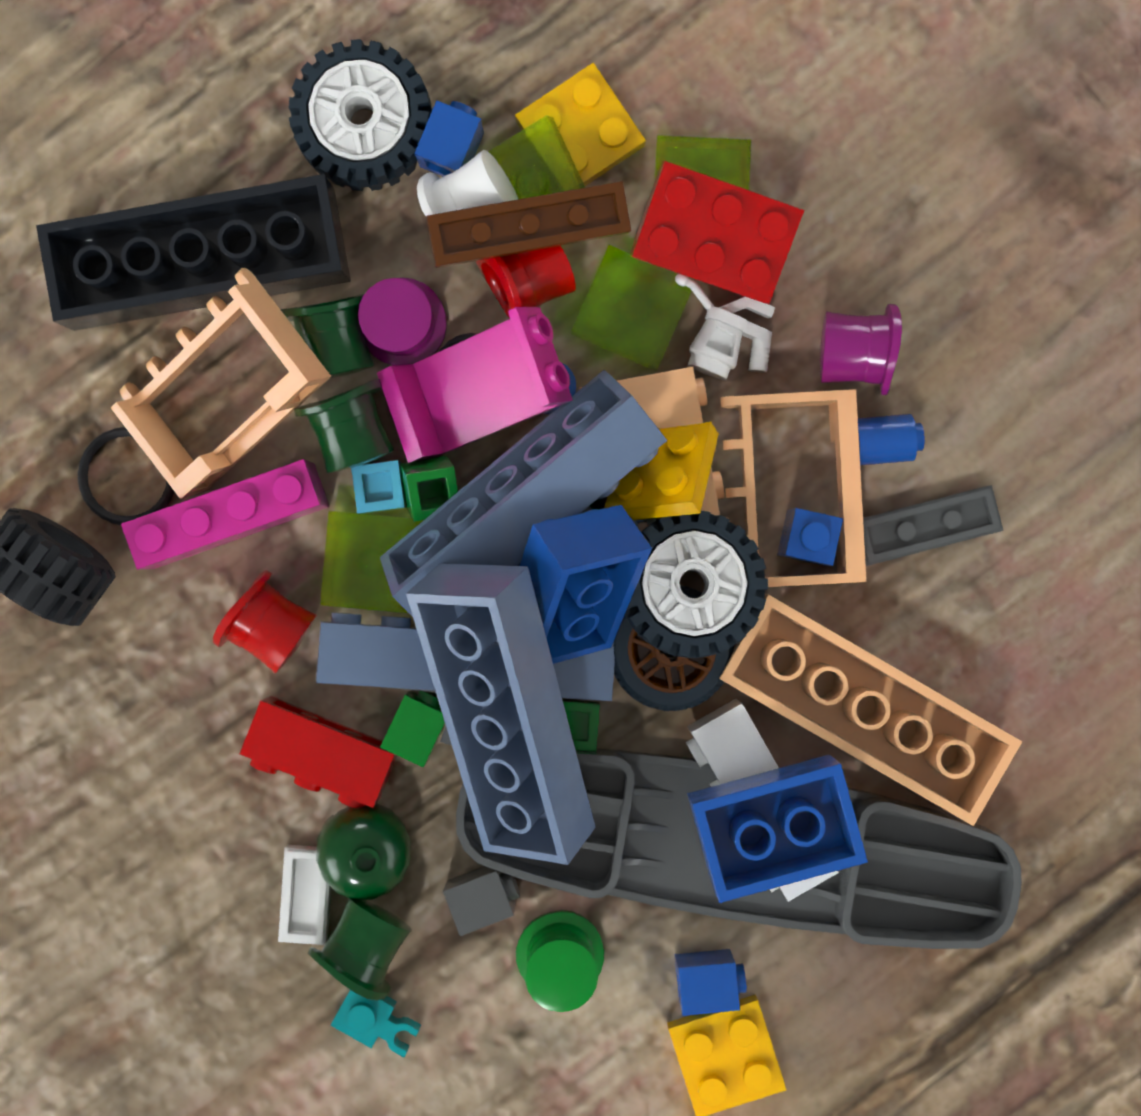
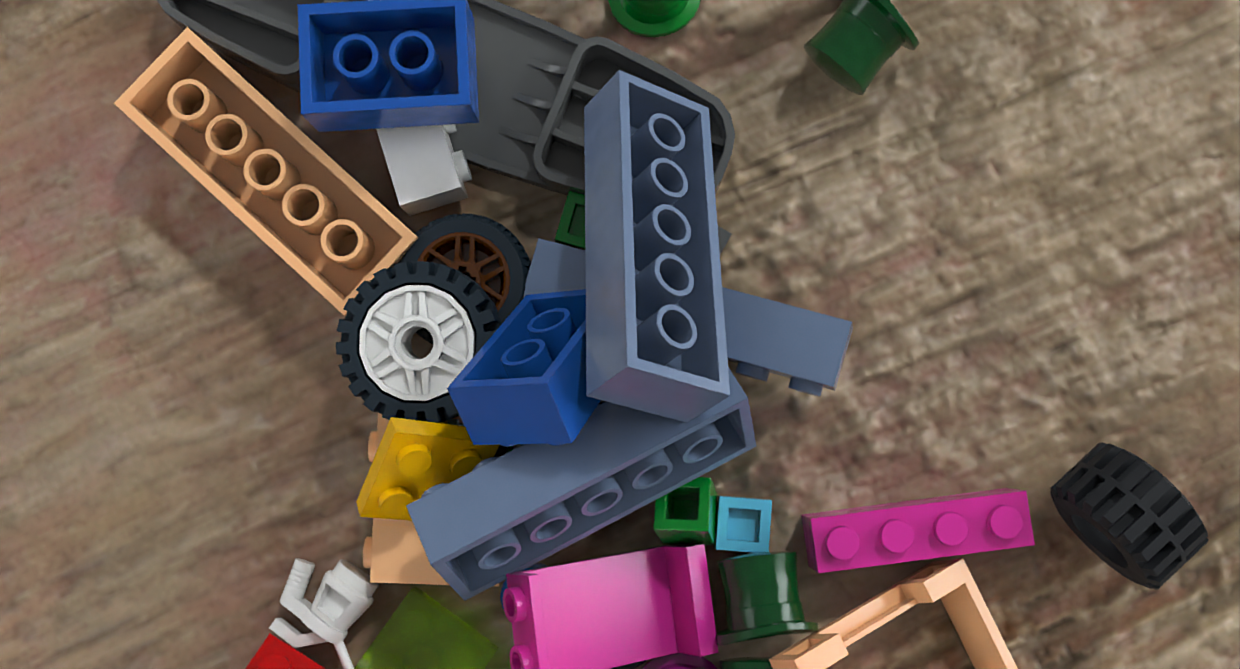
camera: 165 degrees left, 5 degrees down
(84, 485) = (1065, 589): black tyre -> none
(265, 624) = (896, 400): red piece -> none
(303, 898) = (908, 107): white tile -> none
(317, 752) = (865, 252): red brick -> none
(352, 560) = (786, 449): clear neon green plate -> none
(363, 851) = (838, 138): dark green cylinder -> none
(415, 727) = (755, 255): green brick -> none
(480, 898) = (724, 63): dark grey brick -> none
(810, 536) = (289, 369): blue brick -> none
(844, 432) = (227, 478): light nougat hinge -> none
(861, 347) = (181, 562): magenta piece -> none
(889, 439) = (184, 457): blue brick -> none
(931, 525) = (165, 355): dark grey tile -> none

